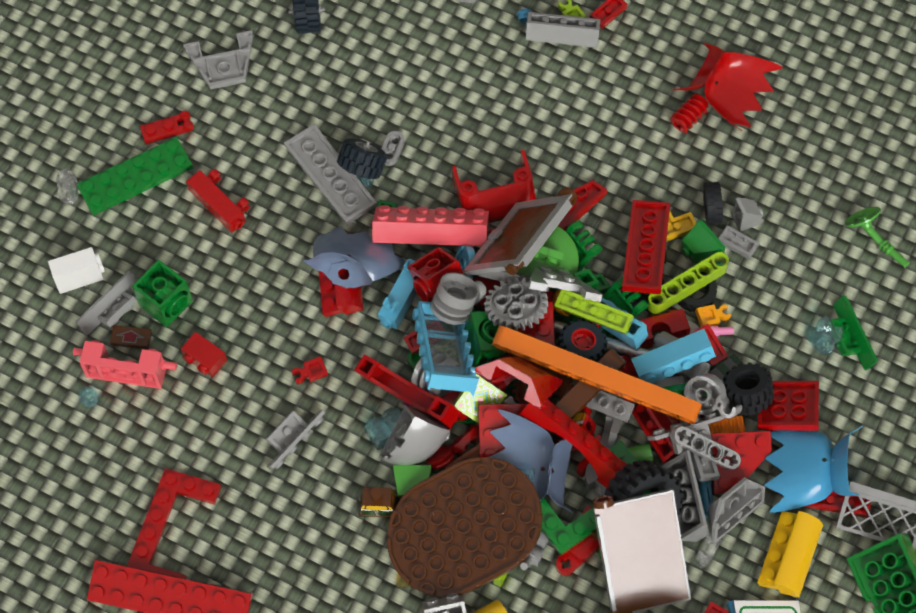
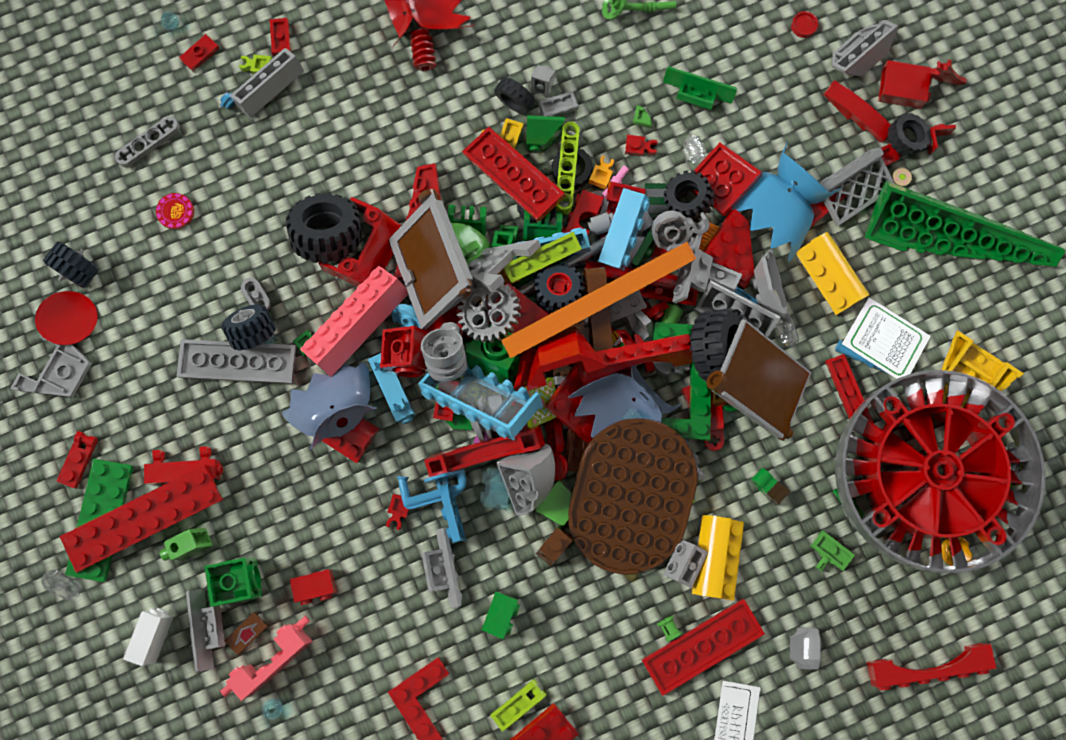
camera: 55 degrees left, 15 degrees up
(159, 199) = (141, 518): none -> red plate
(164, 244) = (186, 544): none -> bright green torso
(230, 570) = (517, 705): none -> lime plate
(265, 39) = (66, 318): none -> red sticker
(290, 504) = (500, 615): none -> green slope
(348, 396) = (446, 494): none -> dark azure plate
(408, 47) = (174, 211): none -> red tile
(482, 149) = (319, 212): none -> black tyre
(629, 435) = (656, 311): none -> red bracket
(706, 445) = (717, 267): light grey beam -> none
(761, 325) = (637, 146): none -> red plate
(787, 311) = (642, 117): none -> bright green tile
(797, 368) = (694, 148): none -> clear brick
(824, 333) = (682, 106): clear light blue plate -> none

